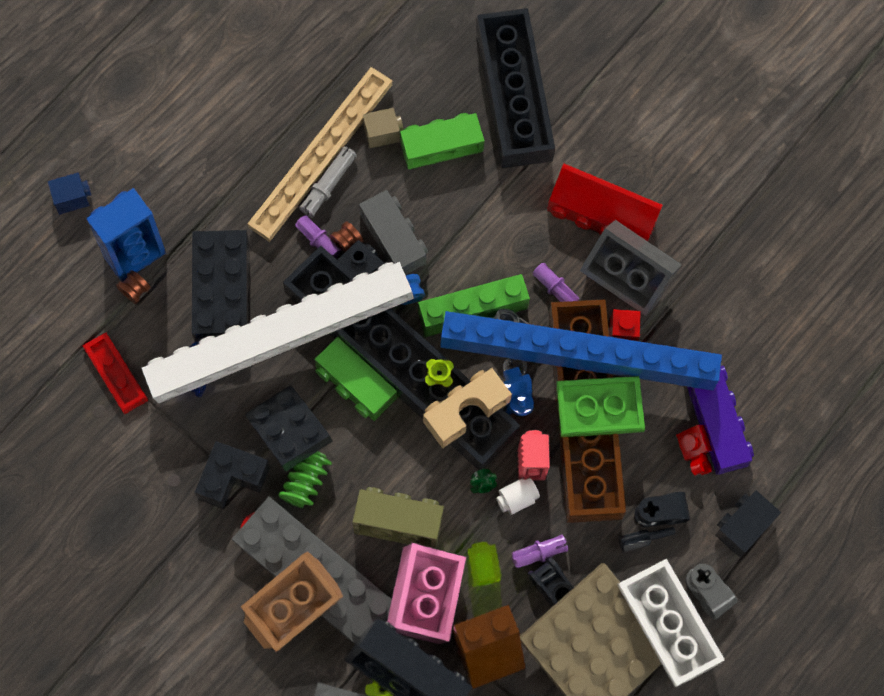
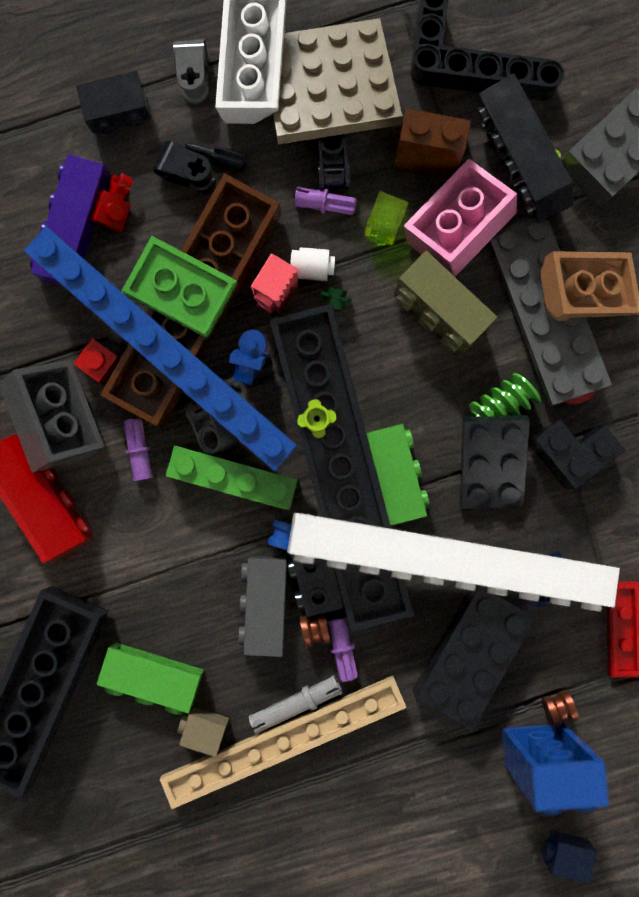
camera: 145 degrees left, 15 degrees up
(484, 391) = (285, 370): tan arch -> none

